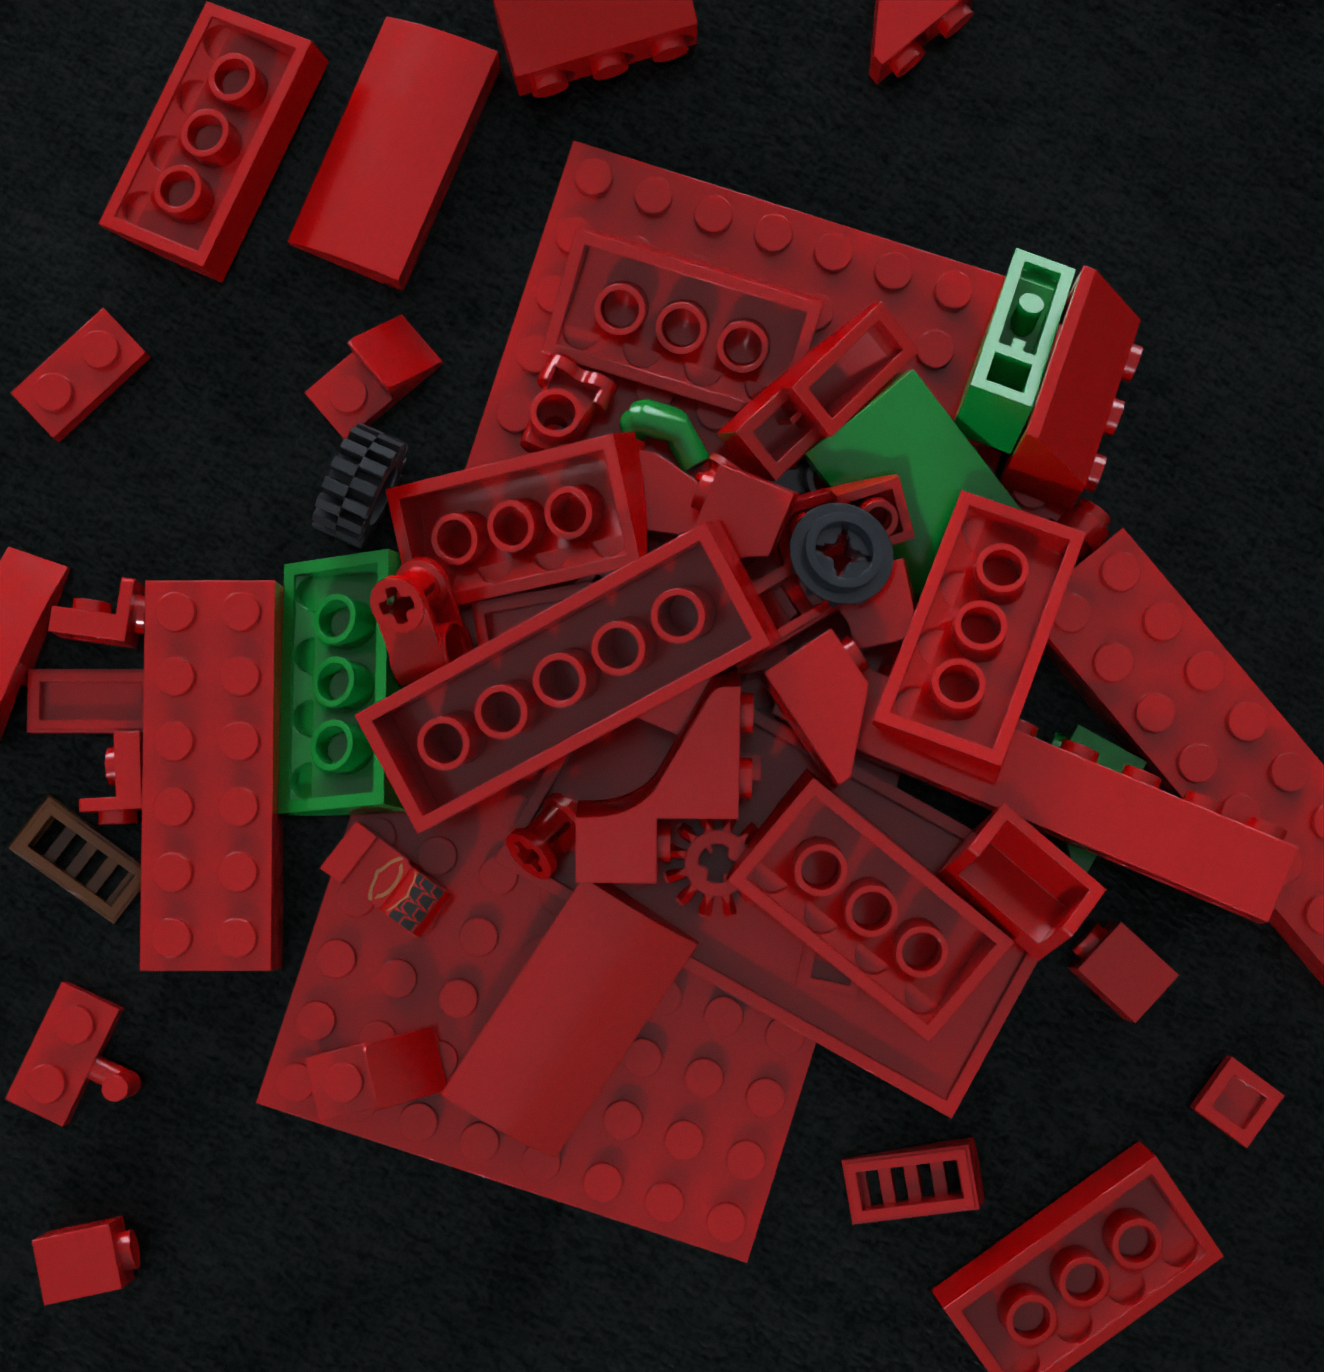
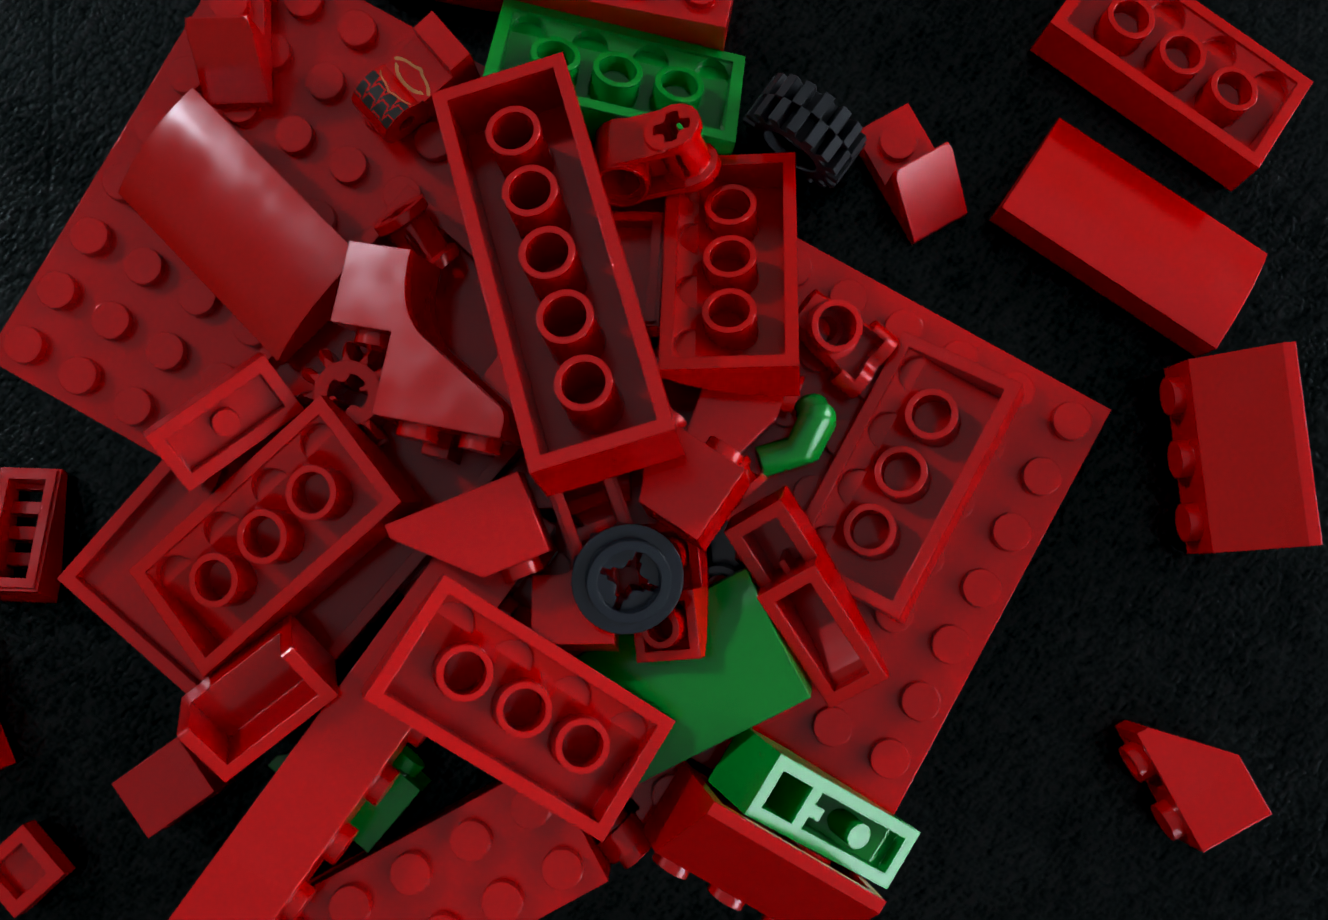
camera: 100 degrees right, 0 degrees up
(770, 969) = (223, 421): none -> red panel

